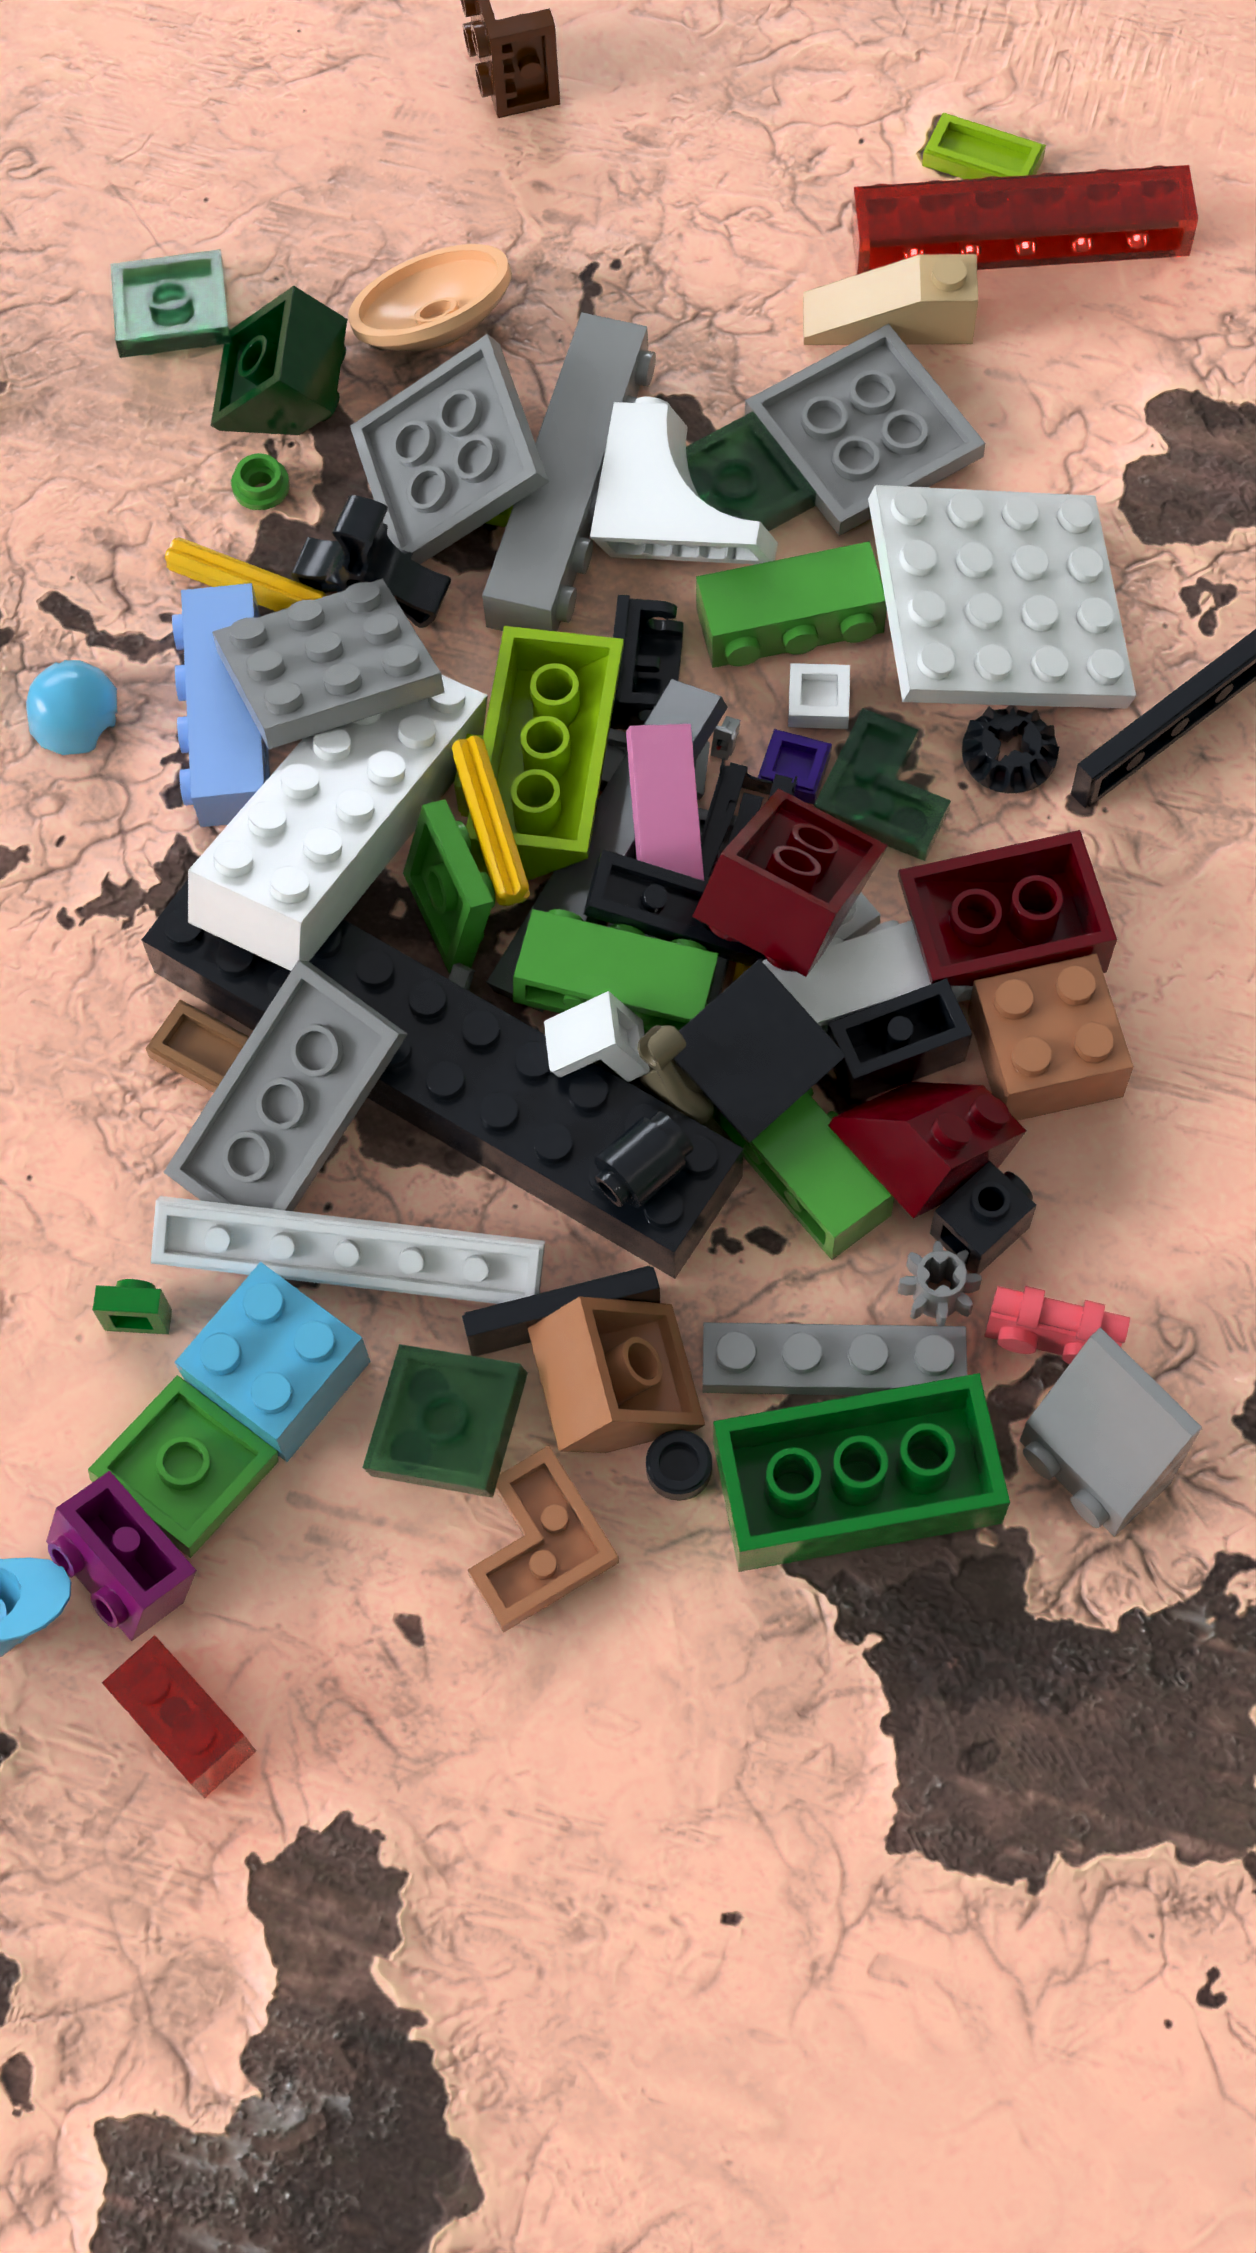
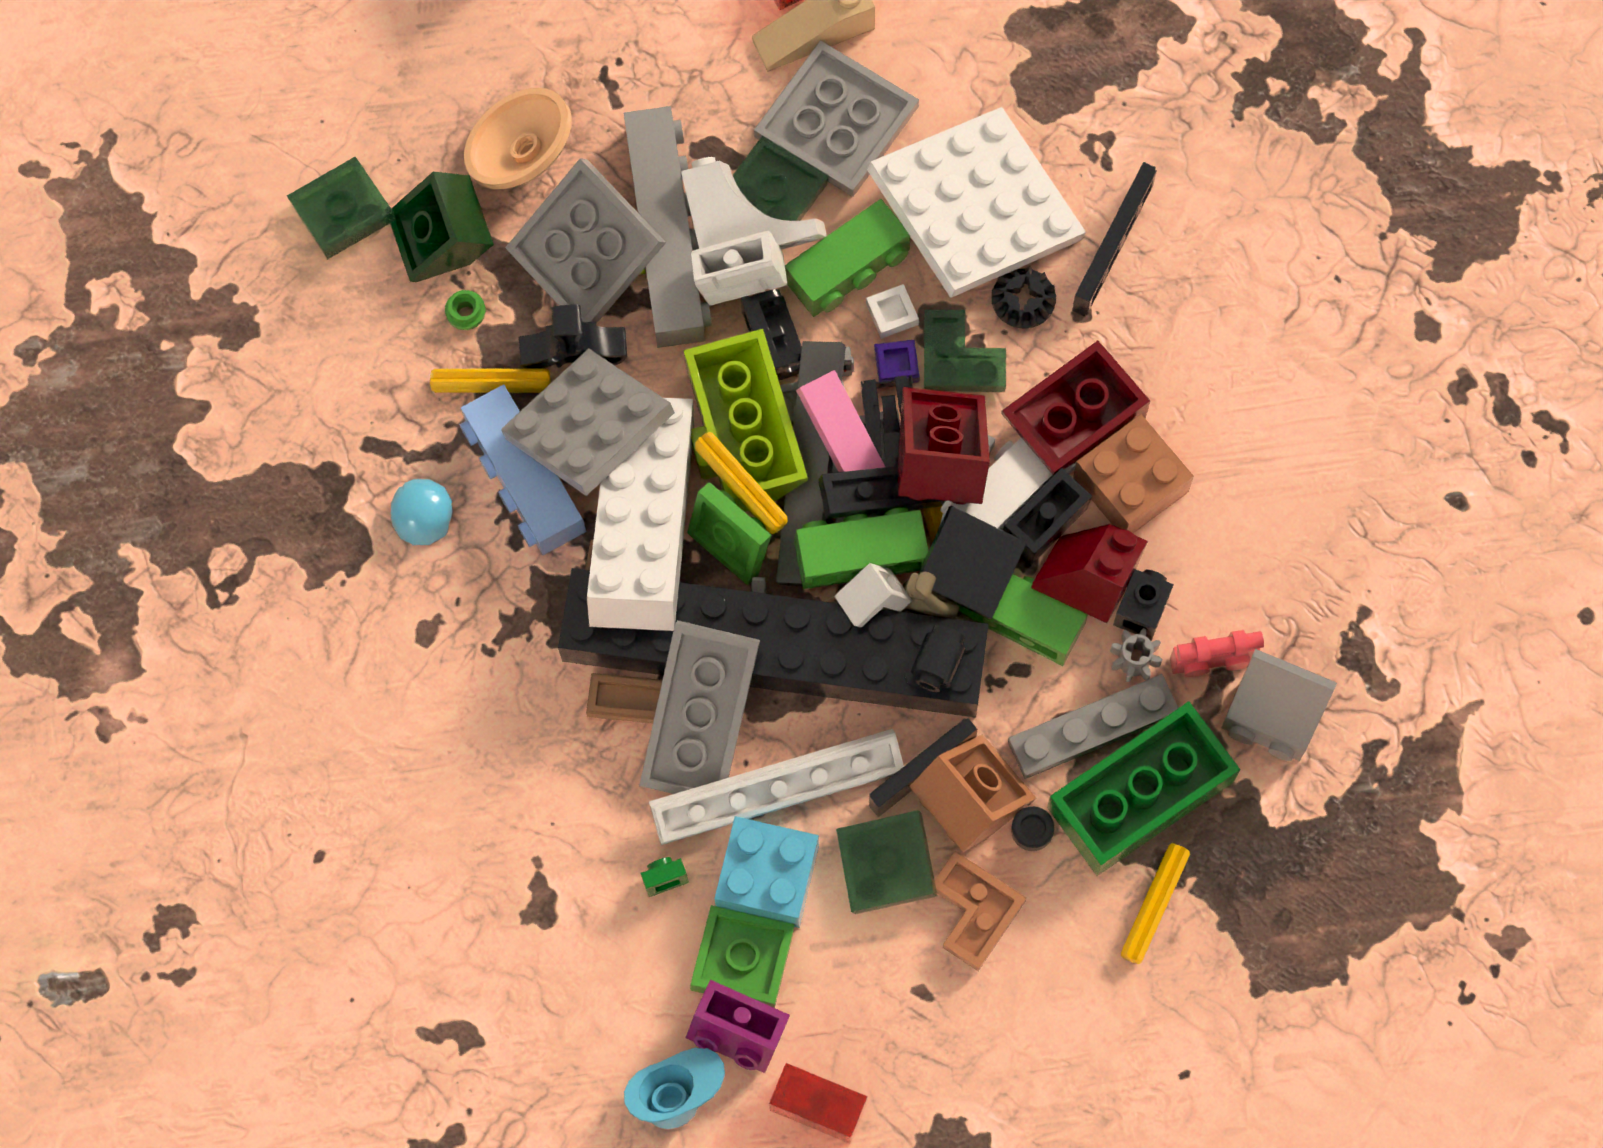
camera: 25 degrees left, 5 degrees up
(630, 550) = (739, 268): none -> white brick
(803, 1648) = (1155, 903): none -> yellow axle

